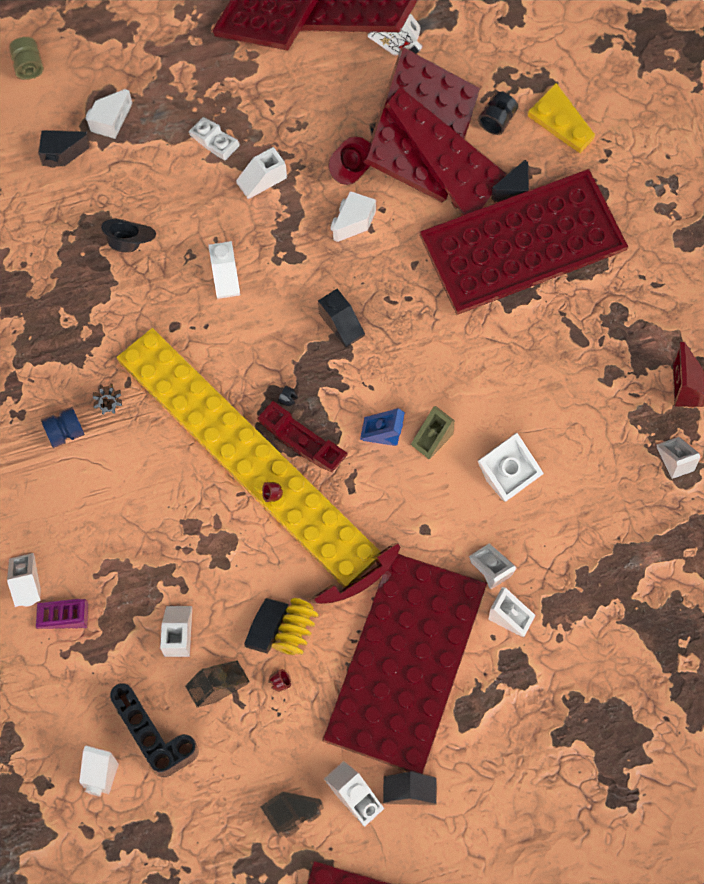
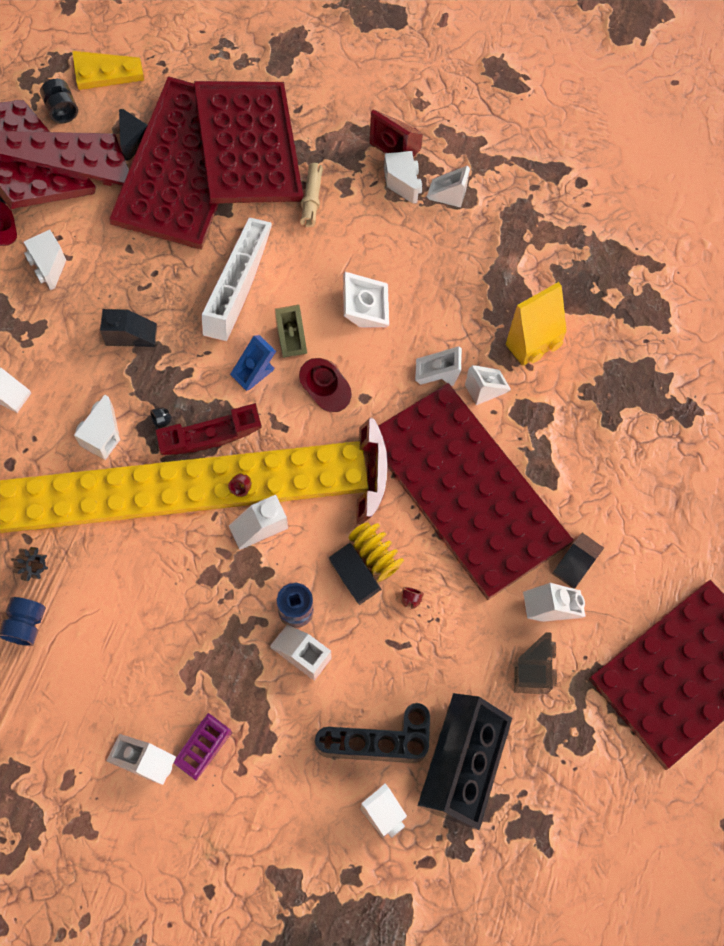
camera: 60 degrees left, 0 degrees up
(178, 808) = (465, 760): none -> black slope
(208, 600) = (295, 605): none -> dark blue wheel
(216, 683) = (376, 650): clear smoke slope -> none
(245, 363) = (100, 430): none -> white slope
(256, 528) = (259, 522): none -> white slope
(408, 489) = (325, 384): none -> dark red piece
(446, 359) = (235, 280): none -> white slope
(568, 360) = (310, 202): none -> tan pin
(579, 272) = (247, 142): none -> dark red plate
(589, 616) = (538, 325): none -> yellow slope
(656, 409) = (402, 174): none -> white slope

